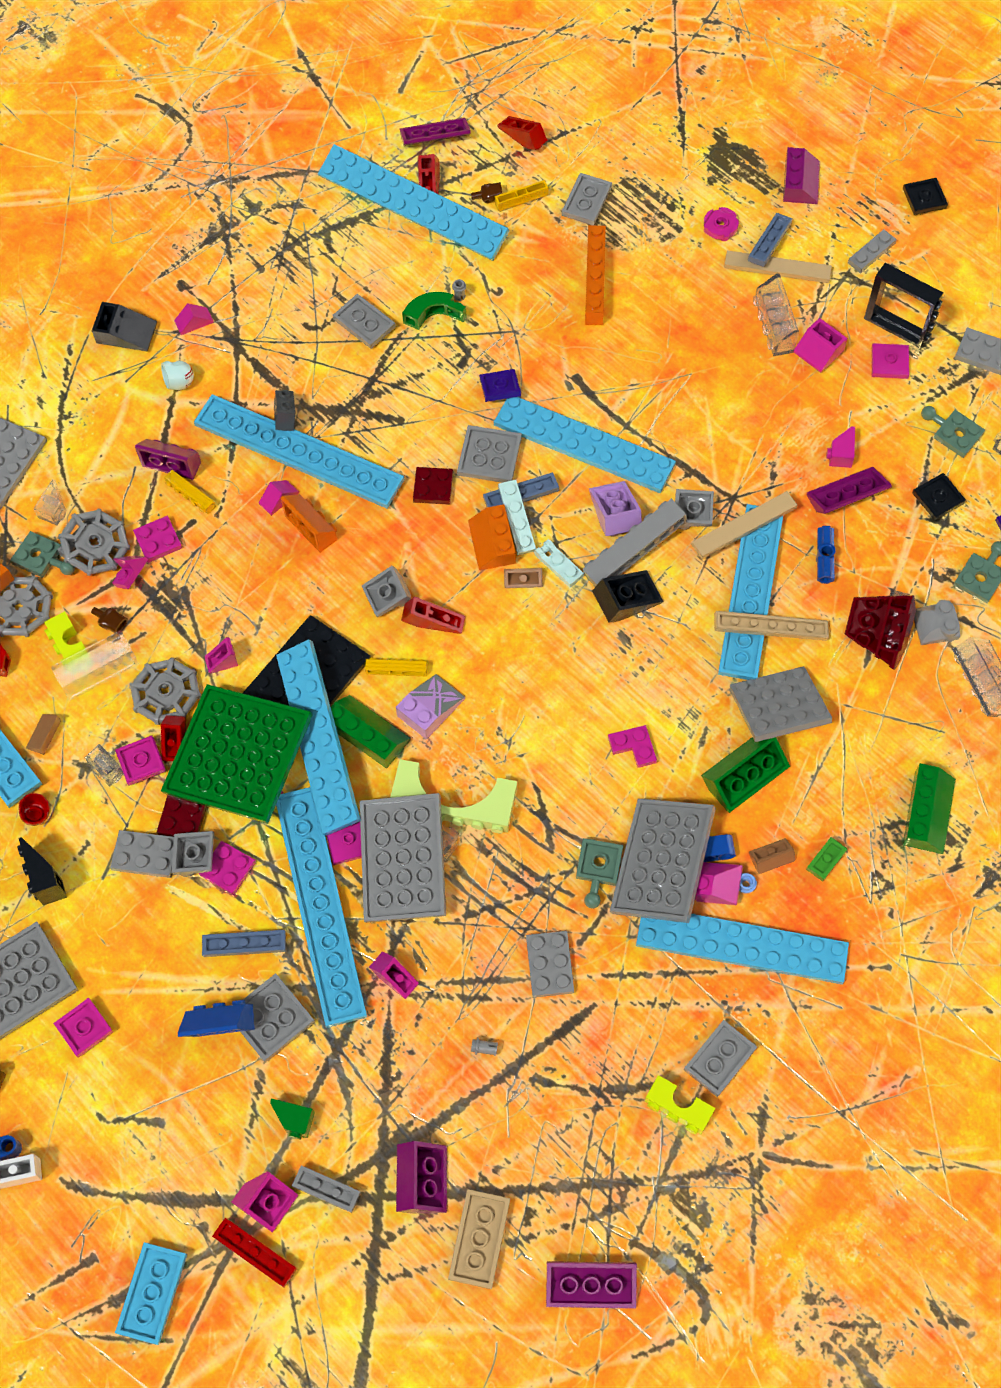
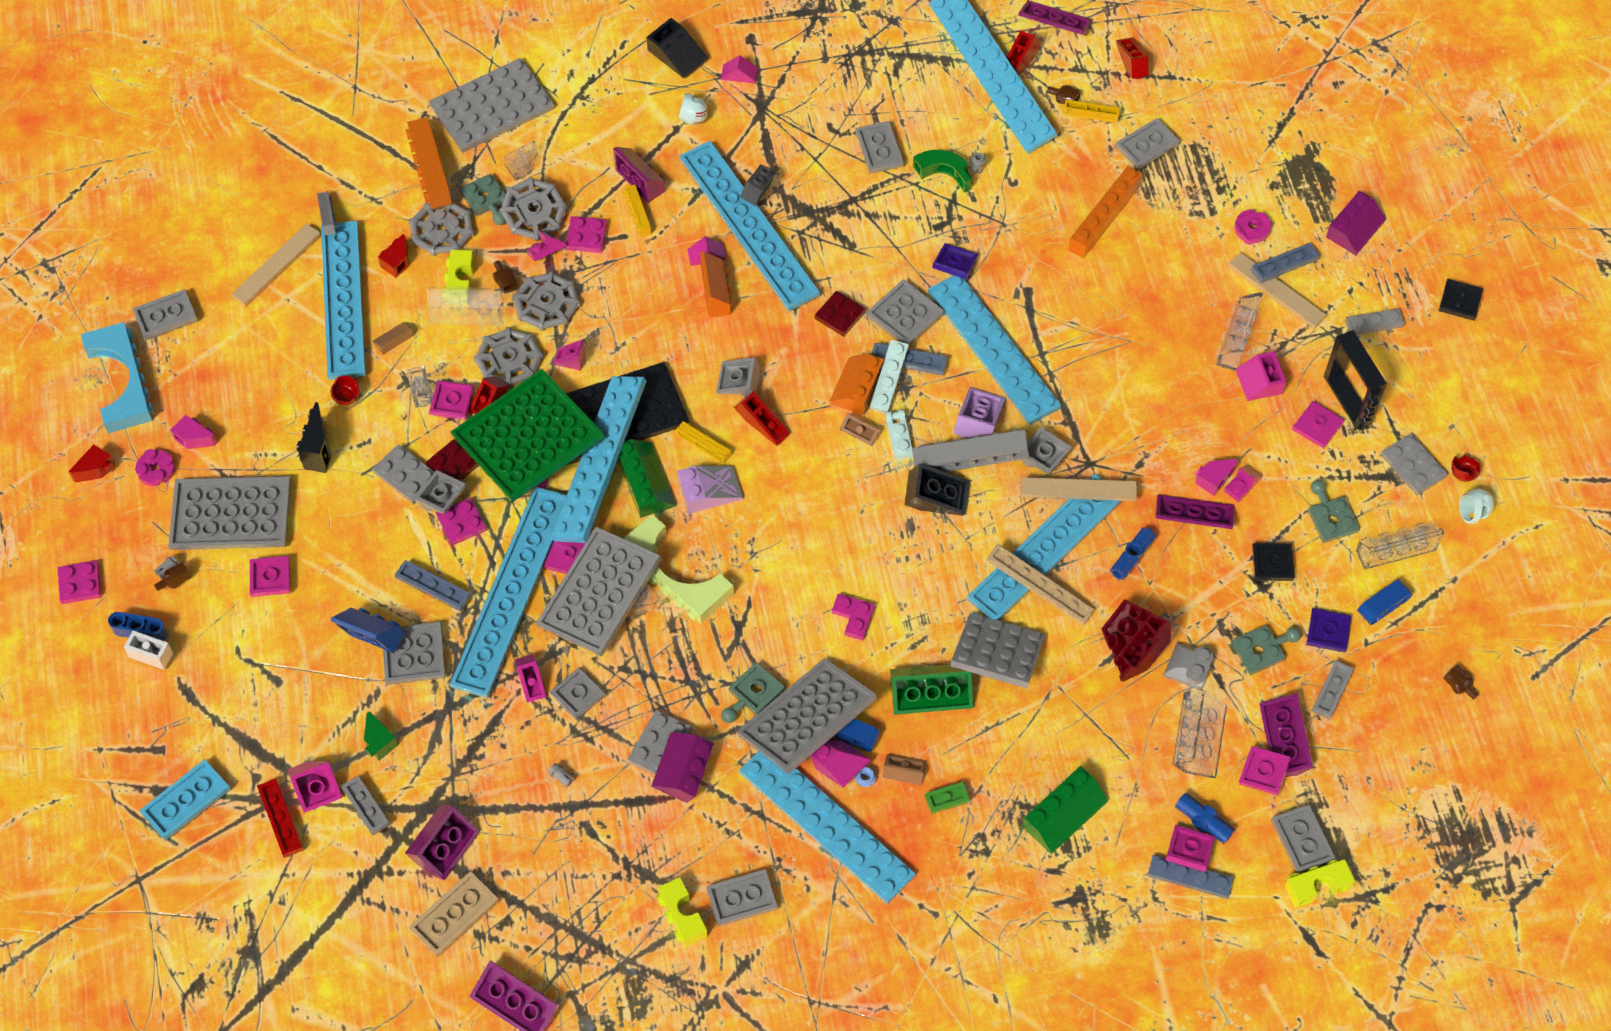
camera: 30 degrees right, 5 degrees down
(163, 629) = (546, 309): none -> light grey plate
(445, 962) = (577, 693): none -> light grey tile
(588, 971) = (682, 765): none -> magenta slope
(867, 444) = (1242, 483): none -> dark pink slope

